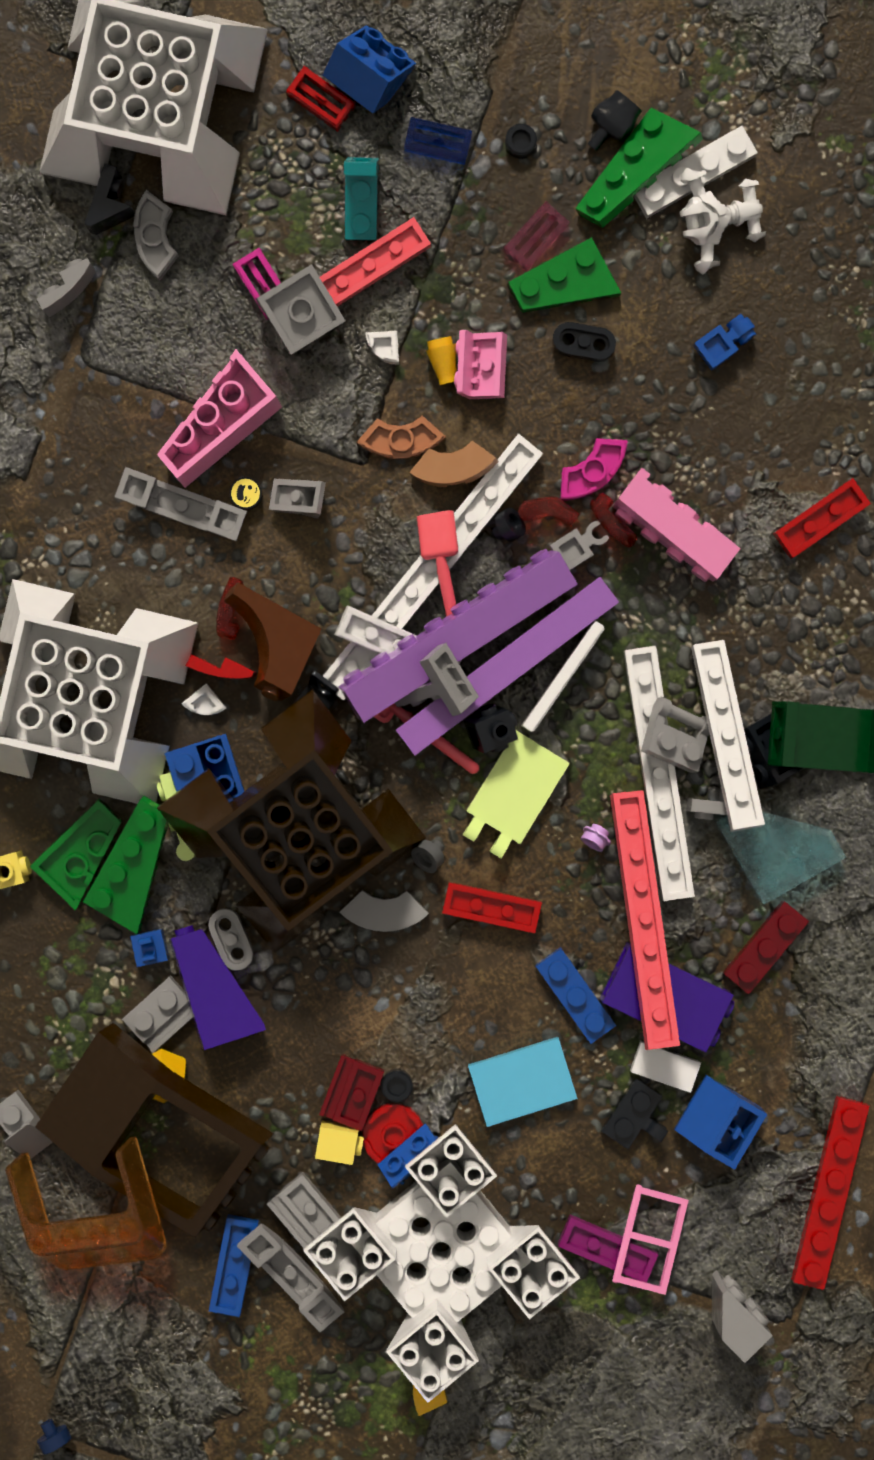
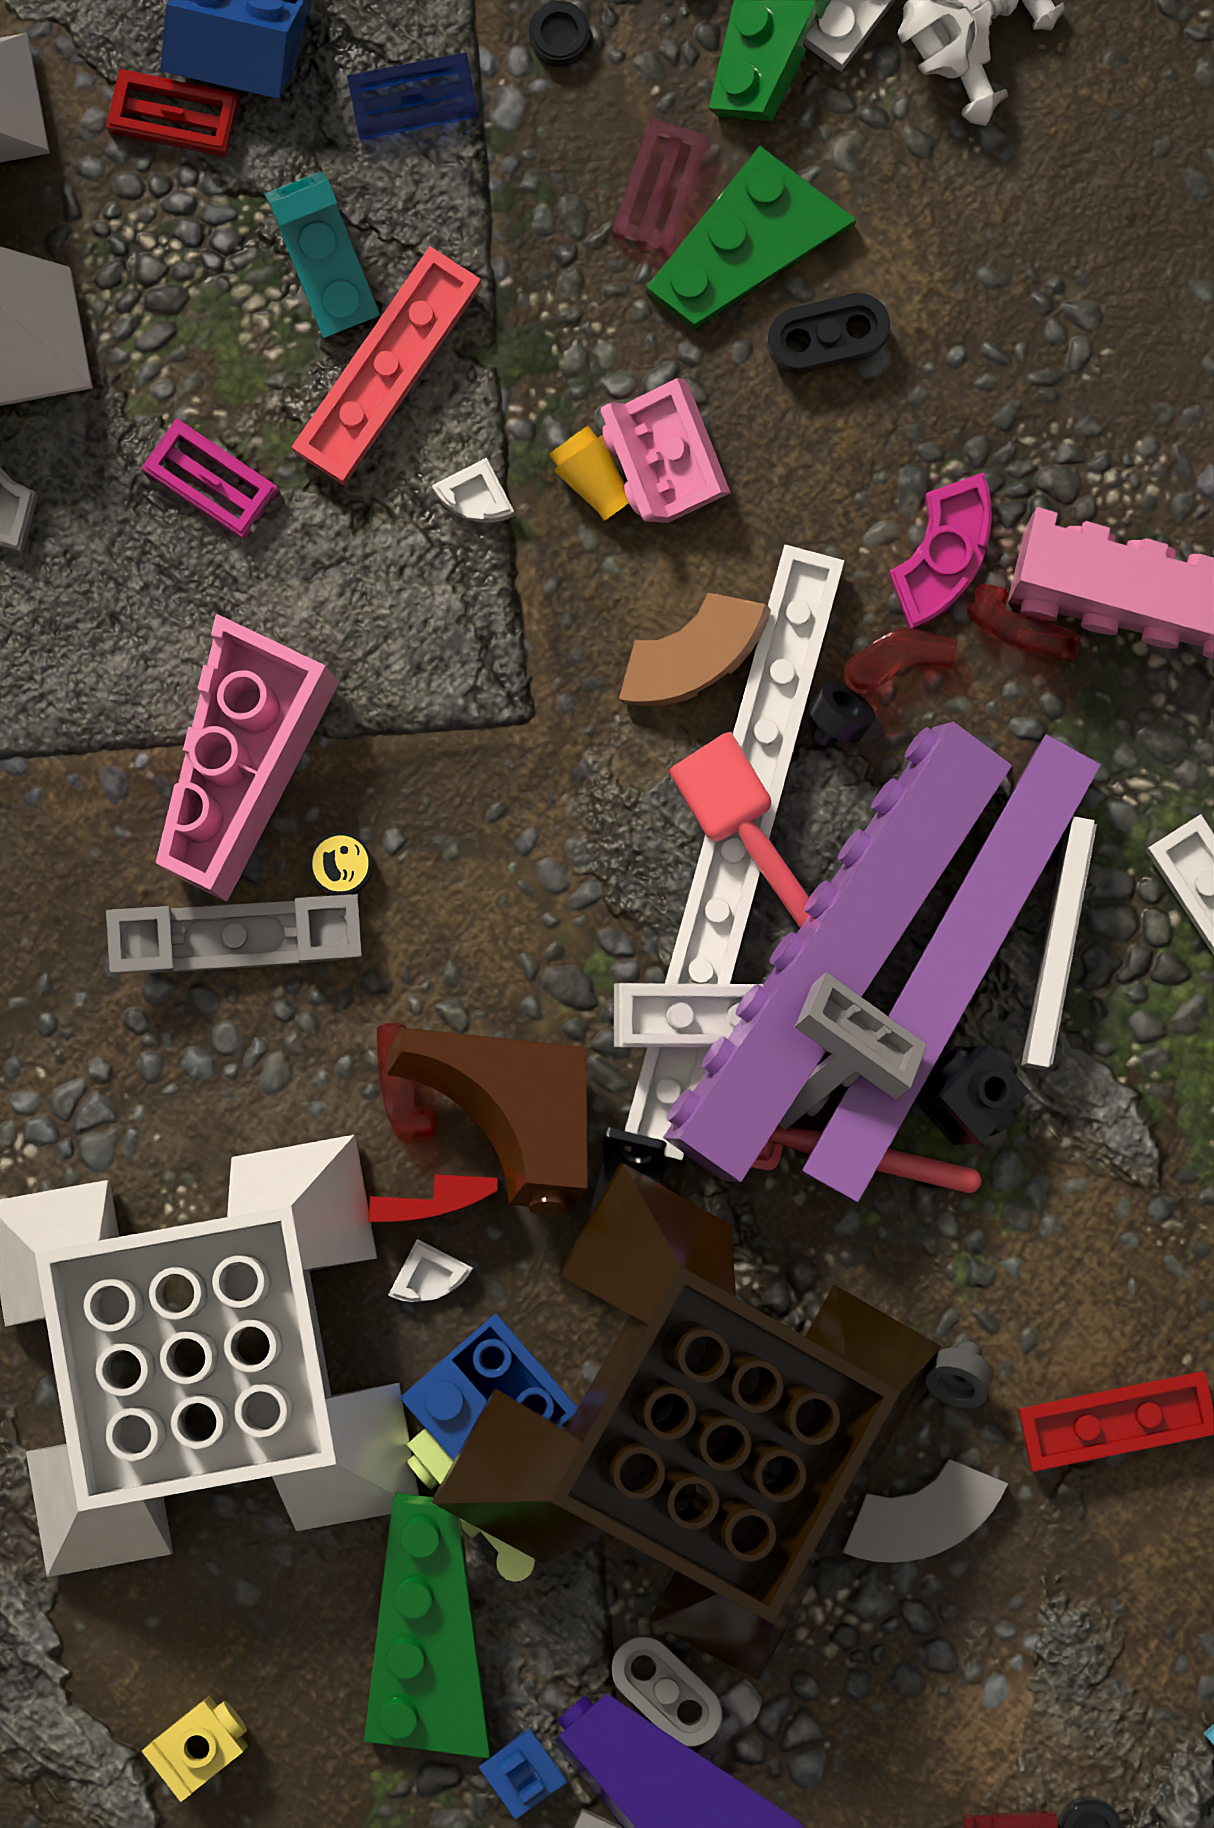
camera: 20 degrees left, 5 degrees down
(76, 854) = (315, 1655): green wing -> none
(297, 497) = (439, 829): light grey slope -> none
(300, 309) = (301, 495): light grey panel -> none
(401, 441) = (579, 650): nougat tile -> none
(515, 792) = (1065, 1192): yellowish green tile -> none
(575, 547) = (978, 701): light grey plate -> none
(719, 346) = (1071, 235): blue plate -> none

